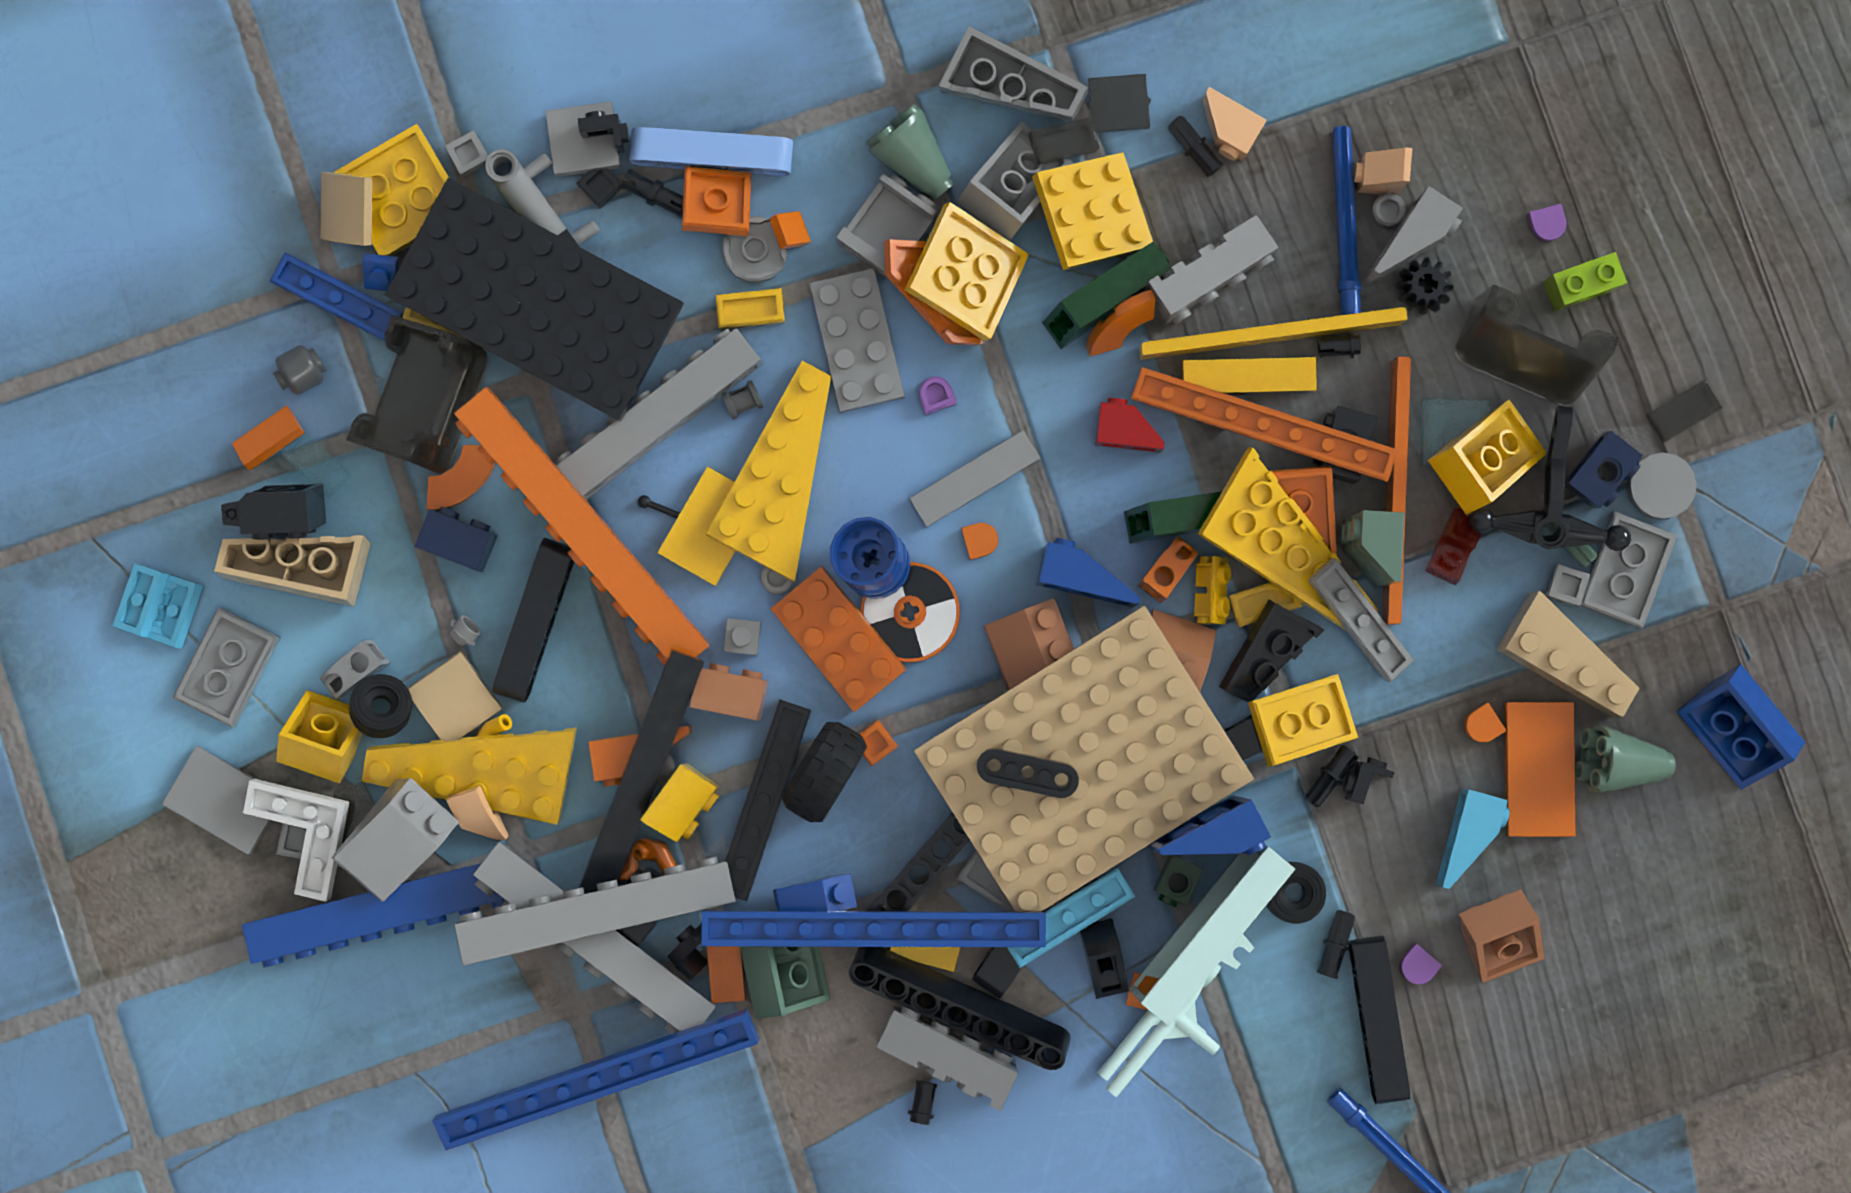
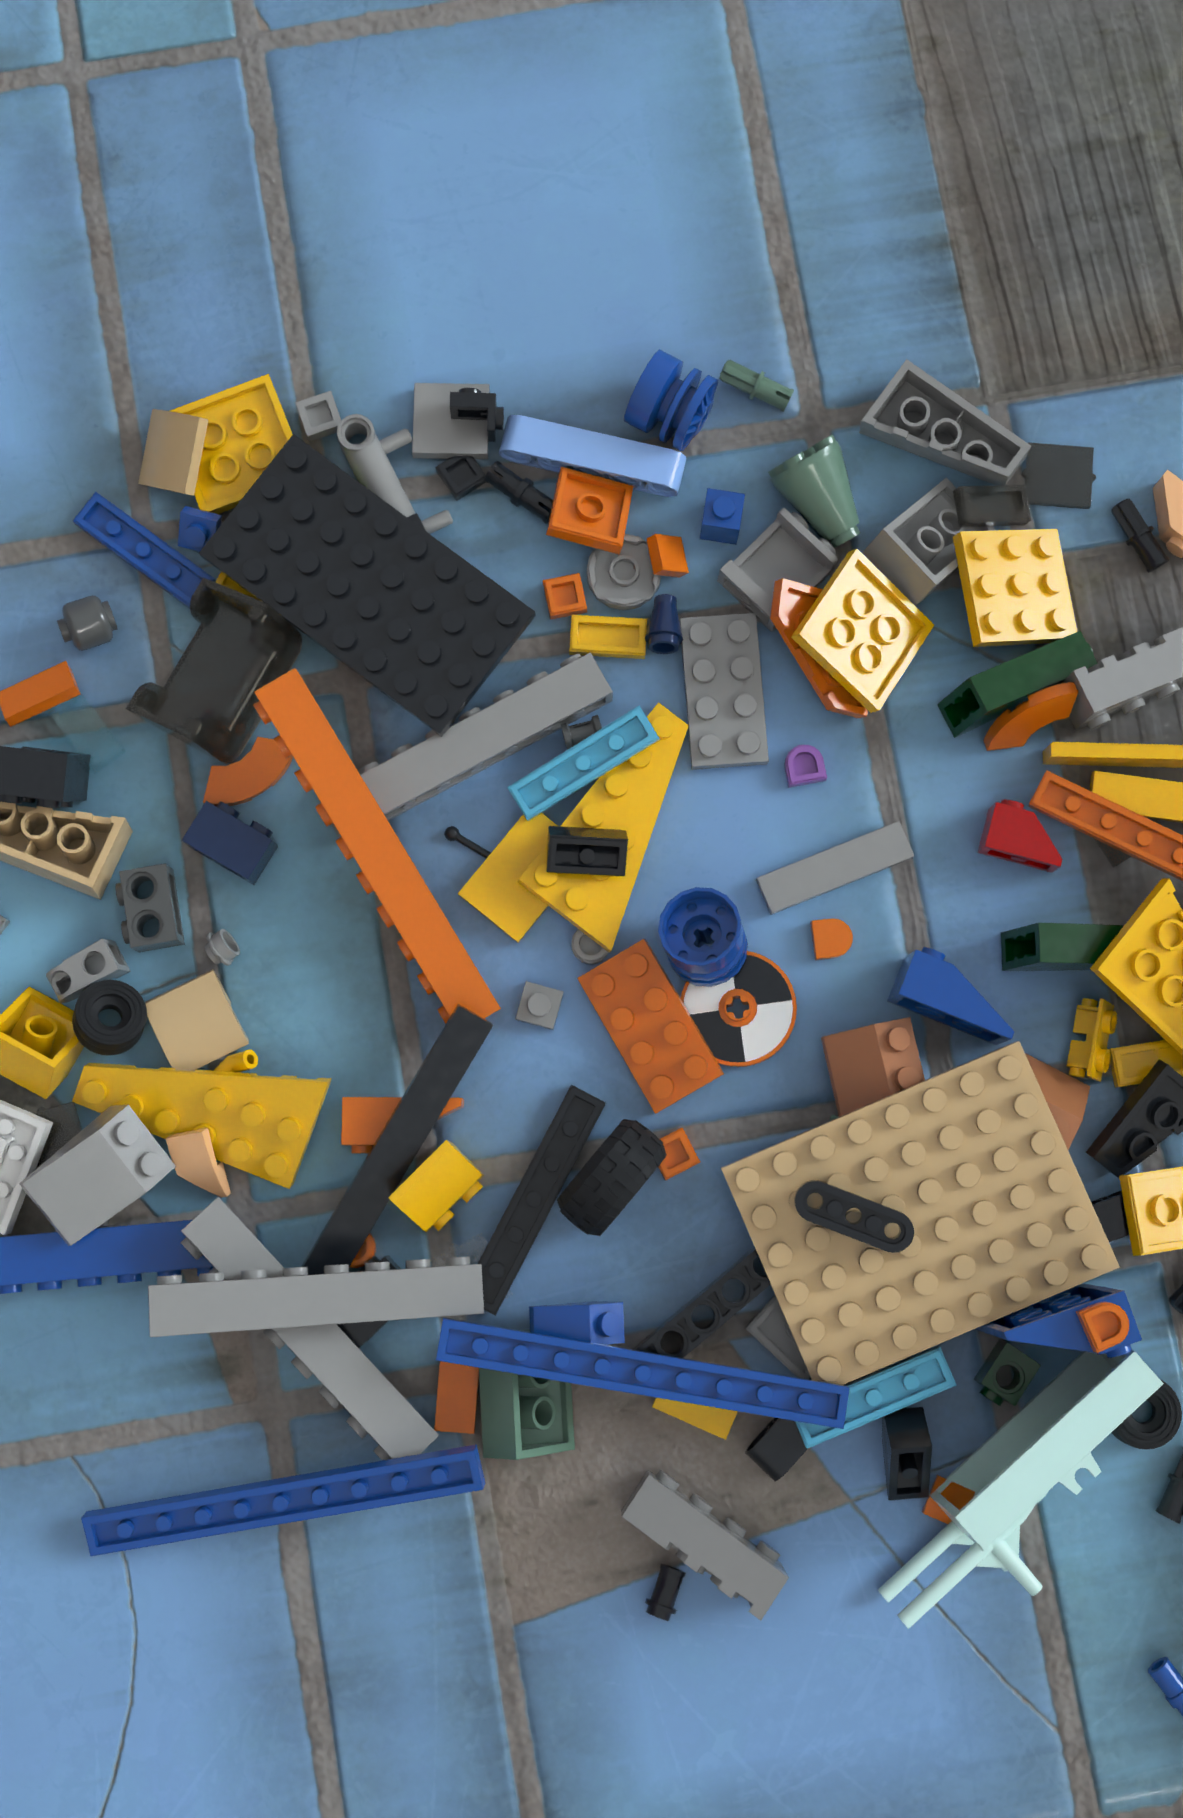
camera: 10 degrees right, 5 degrees down
(407, 603) = (161, 905): none -> dark grey brick
(534, 621) = (303, 949): black beam -> none
(653, 851) = (395, 1238): orange arm -> none
(685, 955) = (413, 1369): black bracket -> none
(707, 279) = (565, 596): none -> orange tile
(730, 693) = (515, 1067): nougat slope -> none
(745, 425) = (583, 763): none -> medium azure tile
(760, 500) = (586, 851): none -> black slope
(769, 93) = (668, 399): none -> blue wheel
(797, 295) = (664, 626): none -> dark blue cone
(831, 188) = (722, 516): none -> blue brick
(843, 64) = (756, 384): none -> sand green axle
(960, 1007) = (728, 1484): black beam -> none
(1168, 569) = (1044, 1007): orange leg -> none
(1238, 830) = (1104, 1325): none -> orange tile

